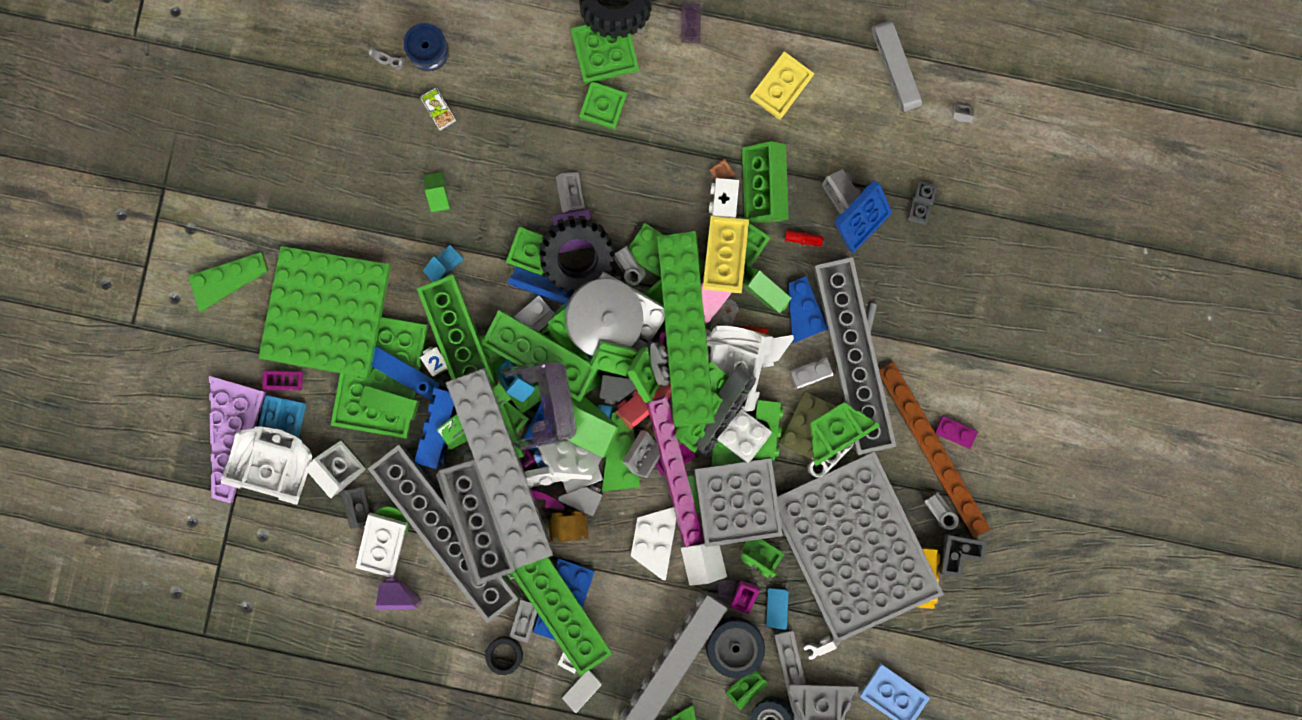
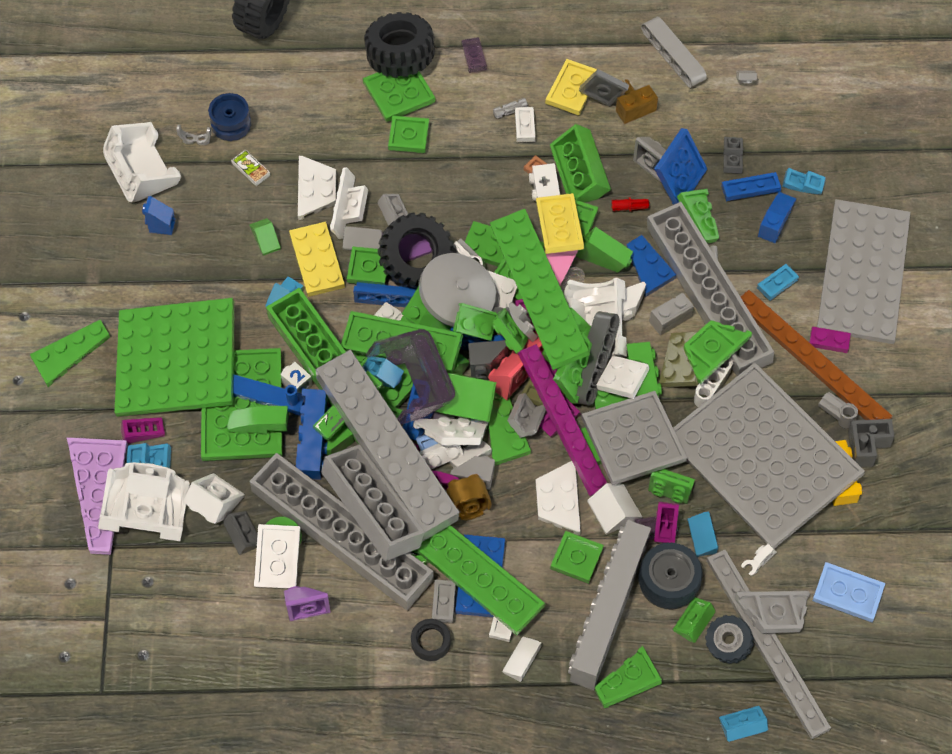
camera: 10 degrees left, 25 degrees down
(327, 79) = (136, 161): none -> white windscreen
(334, 151) = (158, 216): none -> blue slope
(482, 229) = (316, 259): none -> light yellow plate
(498, 146) = (315, 187): none -> white wing
(526, 175) = (349, 203): none -> white bracket
(531, 219) = (361, 238): none -> light grey slope
(656, 605) = (577, 557): none -> bright green plate
(712, 96) = (509, 108): none -> light grey axle
(722, 120) = (525, 124): none -> white plate
(811, 102) = (603, 87): none -> dark grey plate
(841, 120) = (636, 103): none -> pearl gold brick
(868, 267) = (699, 210): none -> bright green wing
(924, 360) = (777, 282): none -> dark azure plate
(929, 245) = (751, 186): none -> blue plate
(945, 284) = (776, 217): none -> blue slope
(983, 250) = (802, 182): none -> dark azure slope
(1012, 364) = (864, 271): none -> light grey plate

